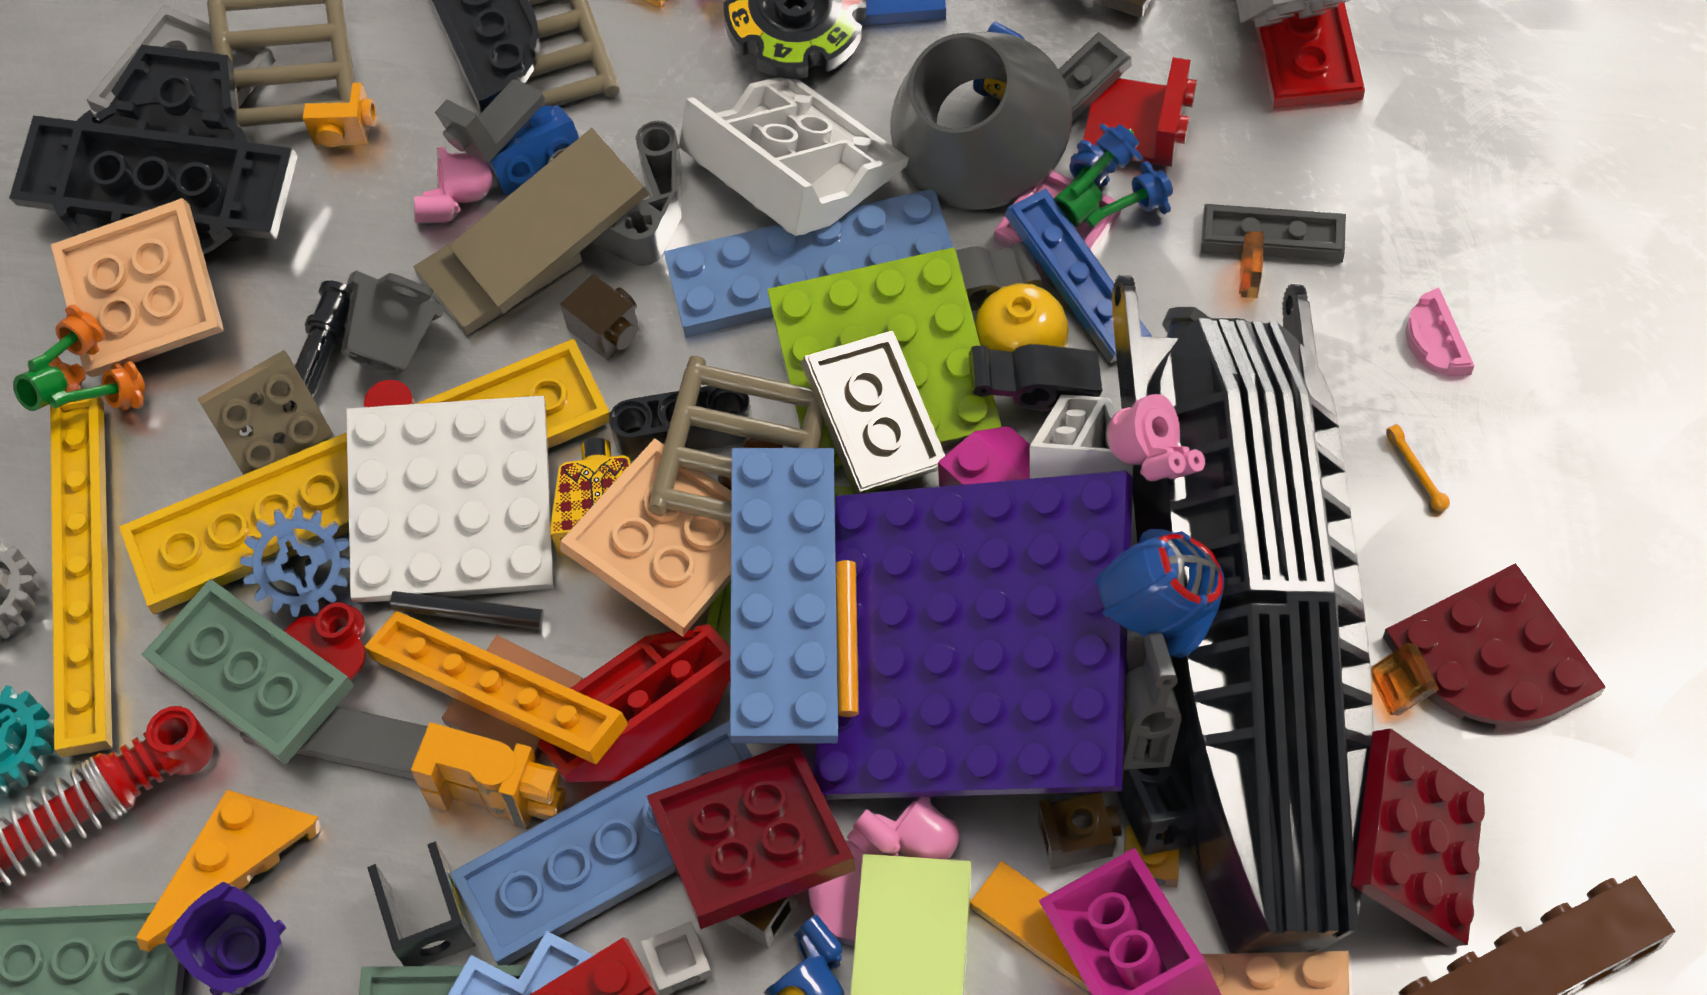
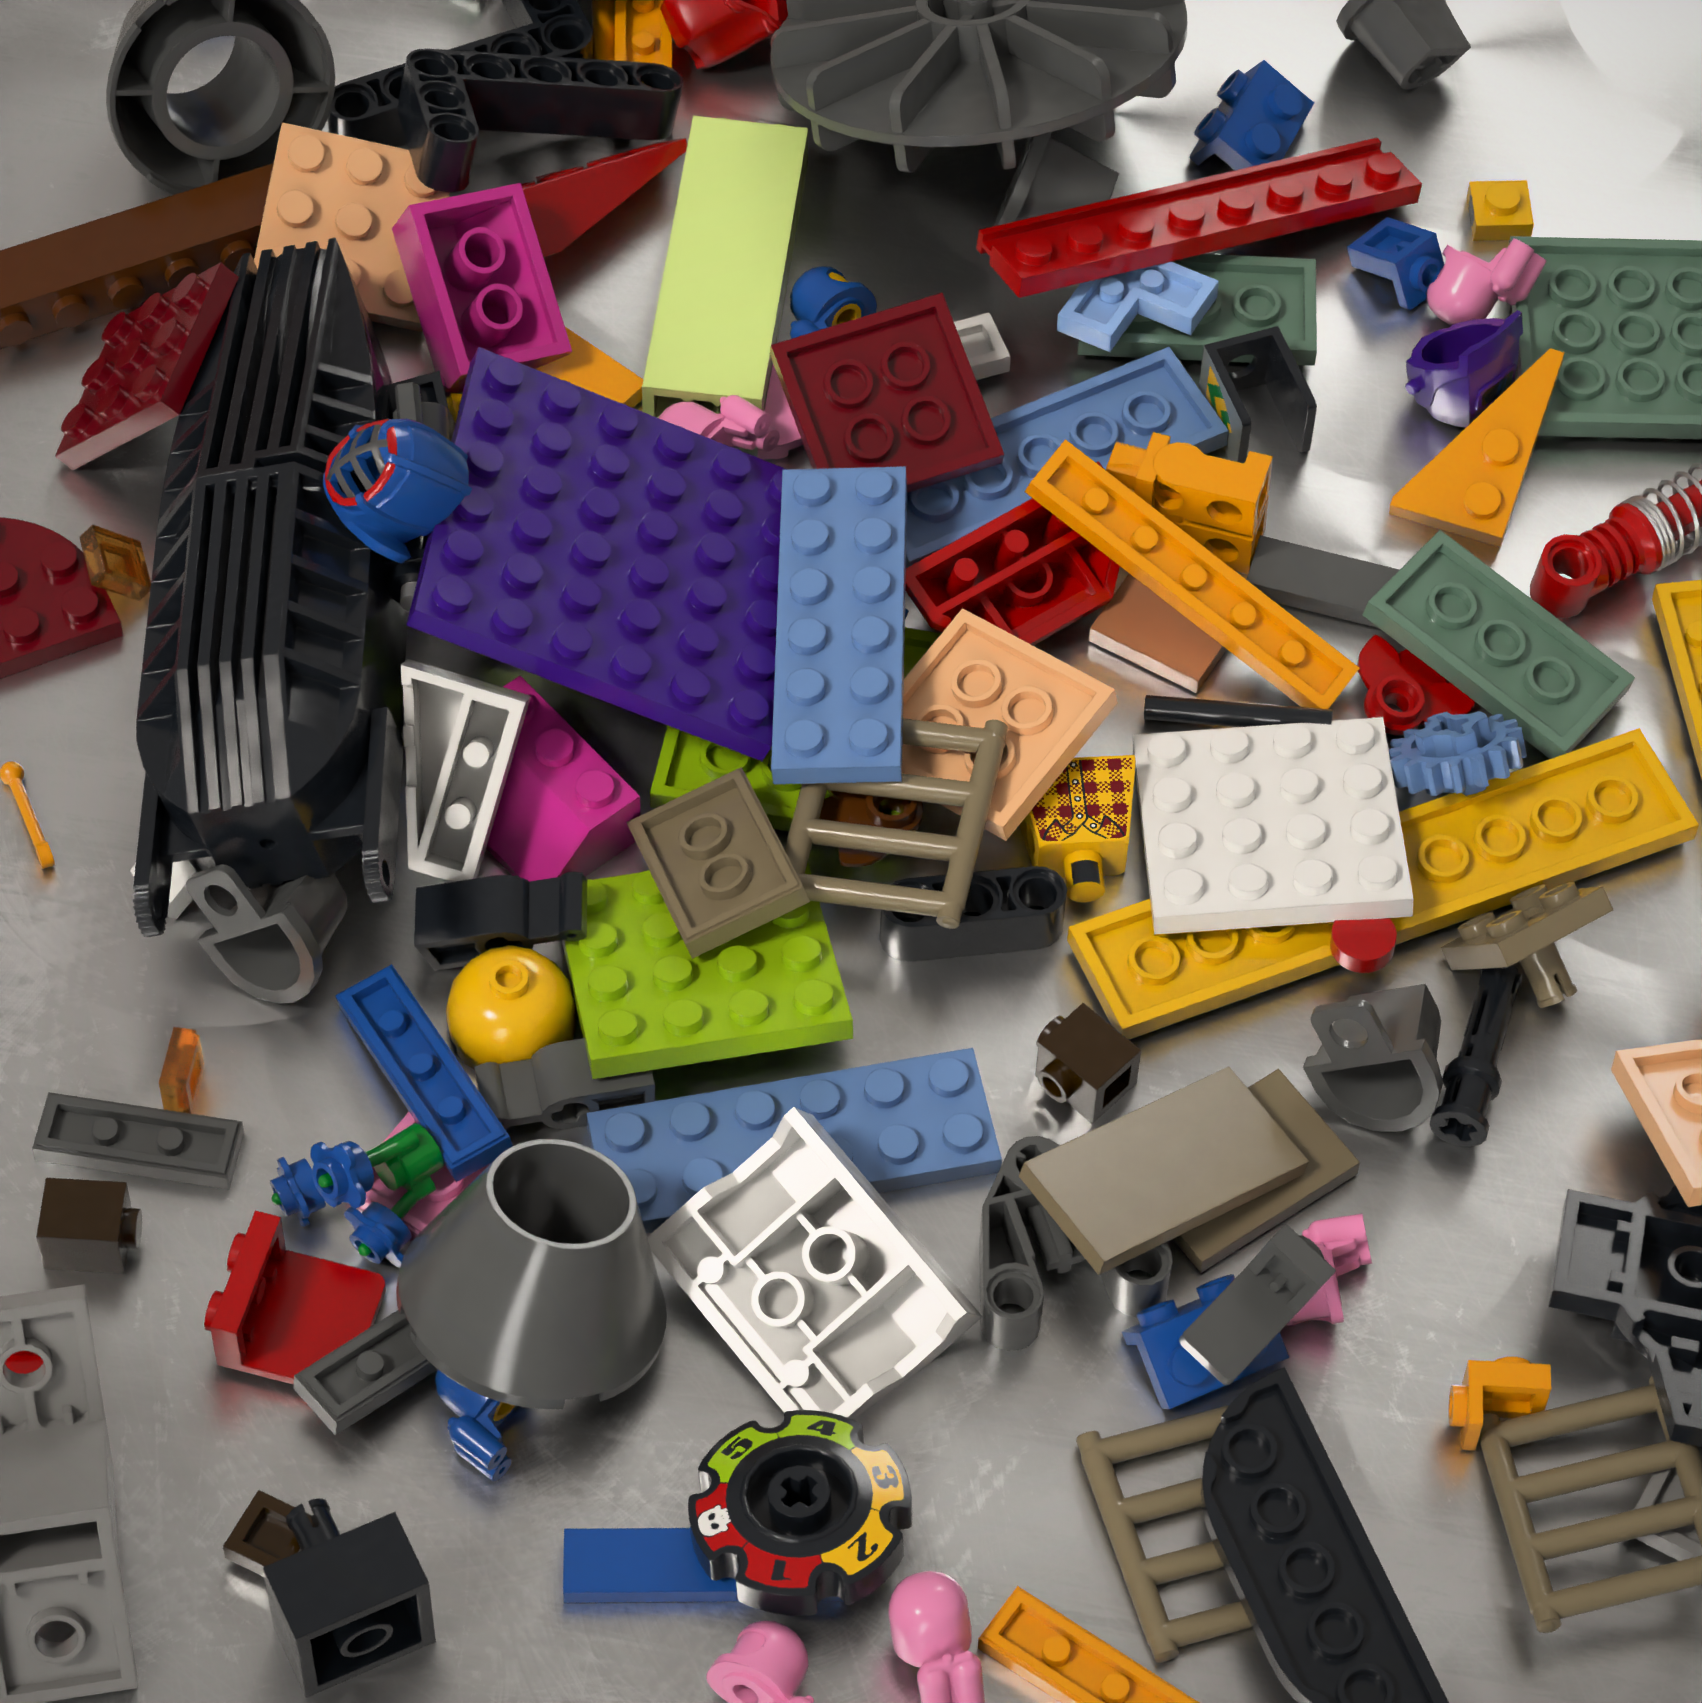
camera: 175 degrees right, 5 degrees down
(846, 639) = (766, 578): light orange bar -> none
(1150, 438) = (382, 631): bright pink piece -> none
(1293, 158) = (87, 1225): none -> dark brown brick

